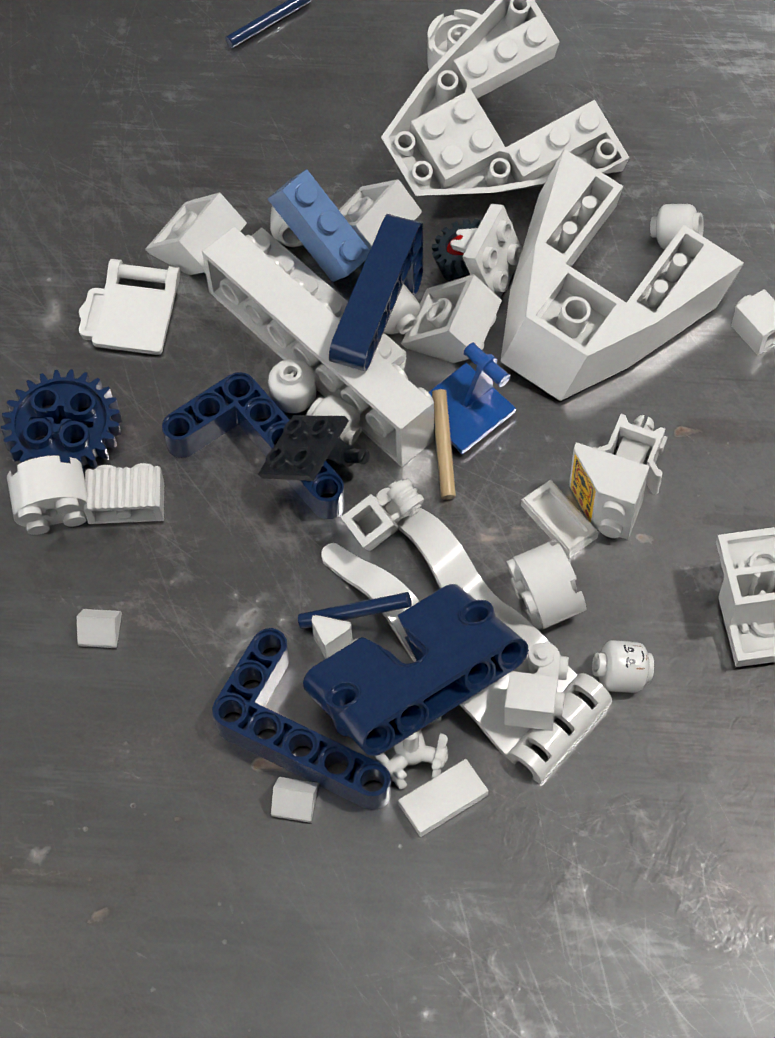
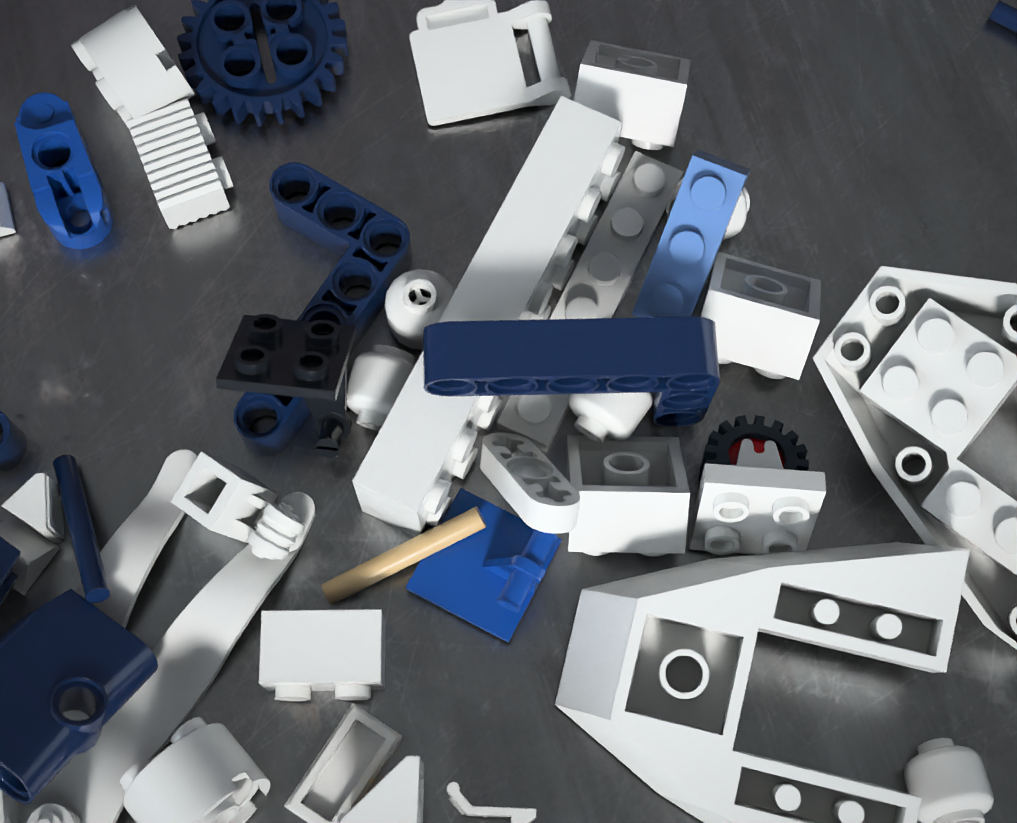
camera: 65 degrees right, 10 degrees up
(64, 565) = (50, 134): none -> blue piece
(436, 351) = (530, 482): none -> white beam
(486, 502) = (322, 653): none -> white brick

